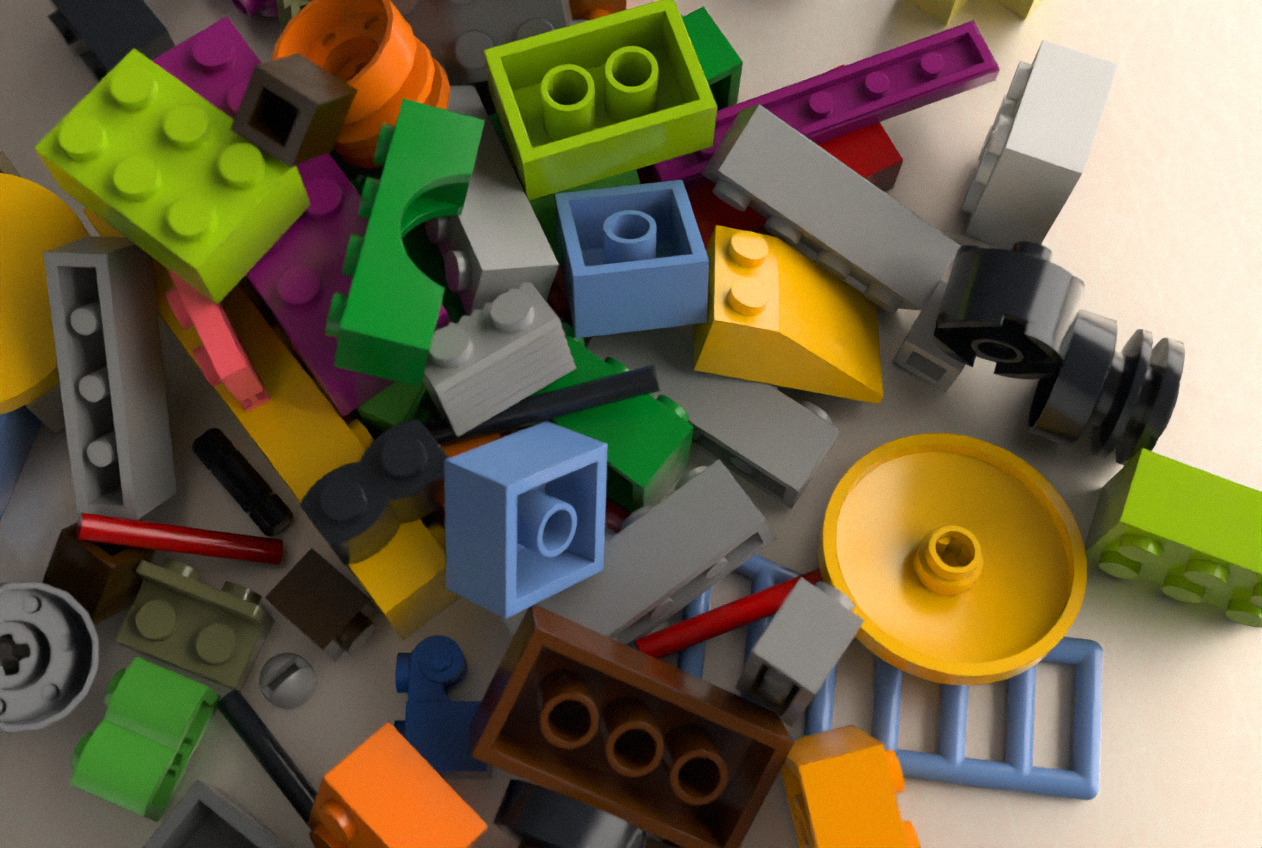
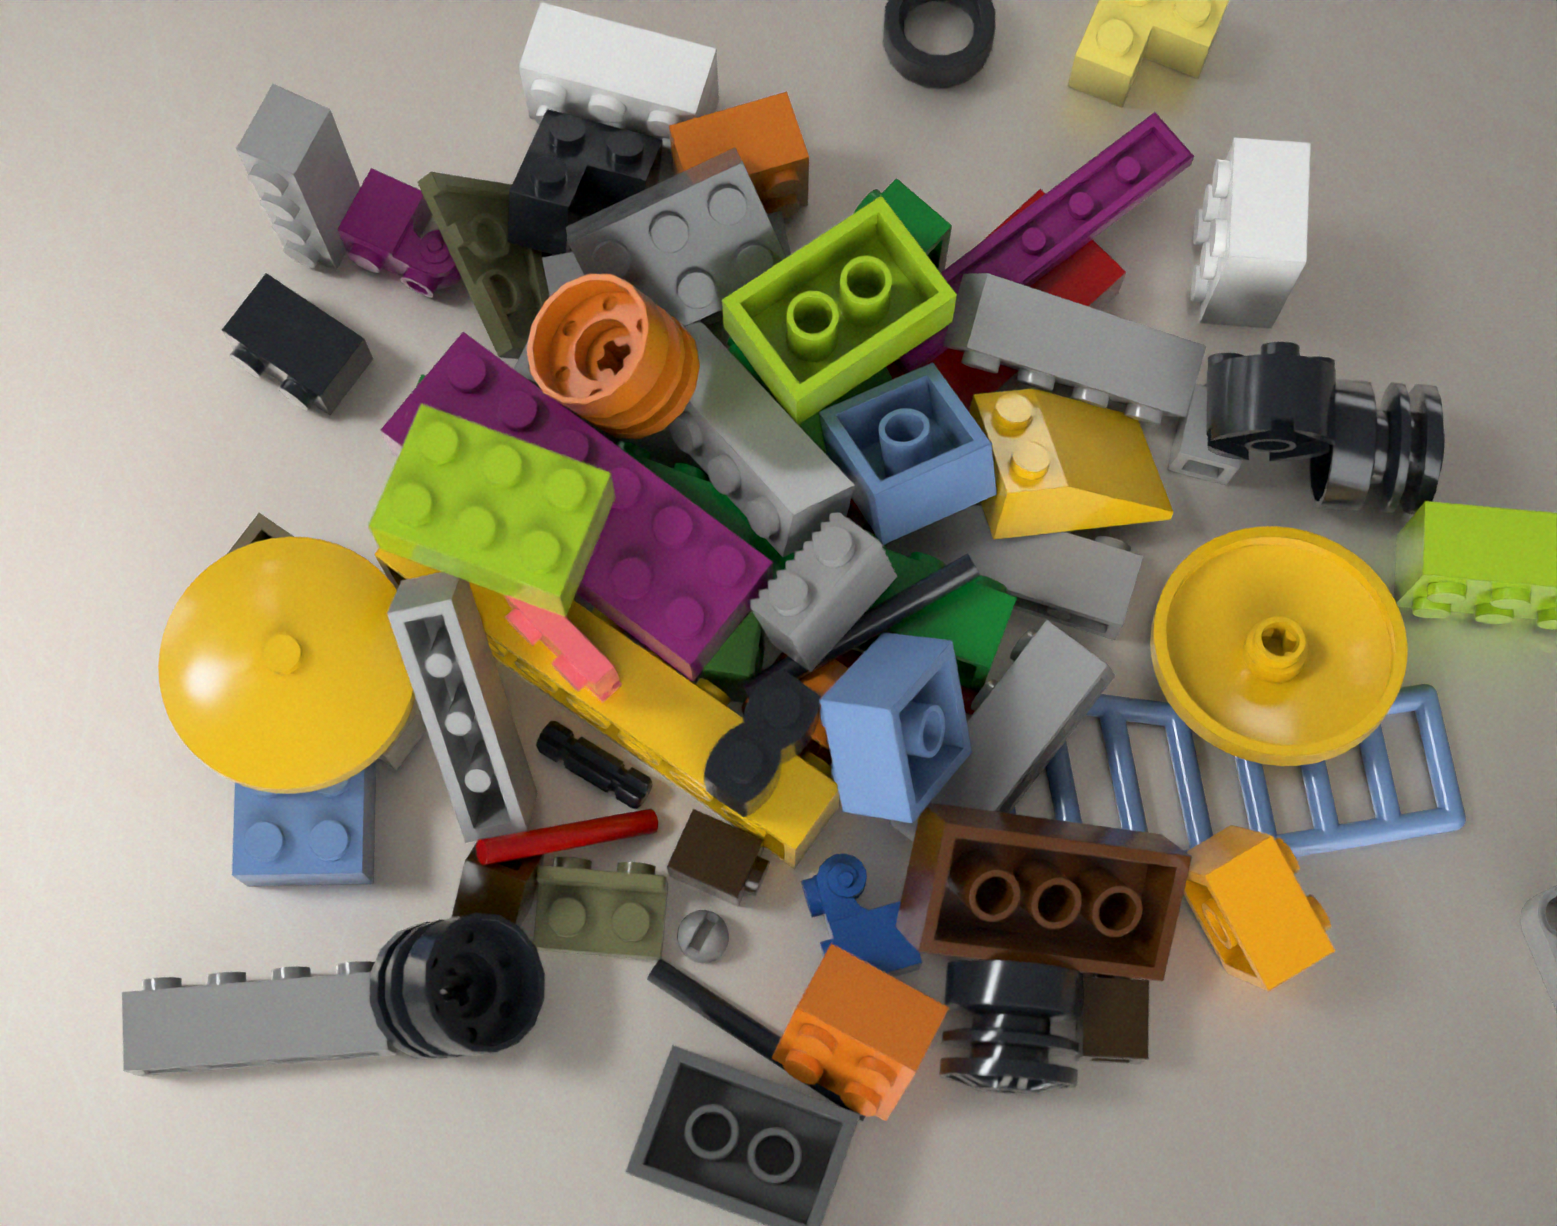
camera: 15 degrees left, 5 degrees up
(144, 739) = (595, 1026): bright green brick -> none
(293, 109) = (592, 422): dark brown brick -> none
(392, 305) = (735, 581): green arch -> none
(721, 619) = (1095, 757): red bar -> none
(799, 649) = (1174, 776): light grey brick -> none

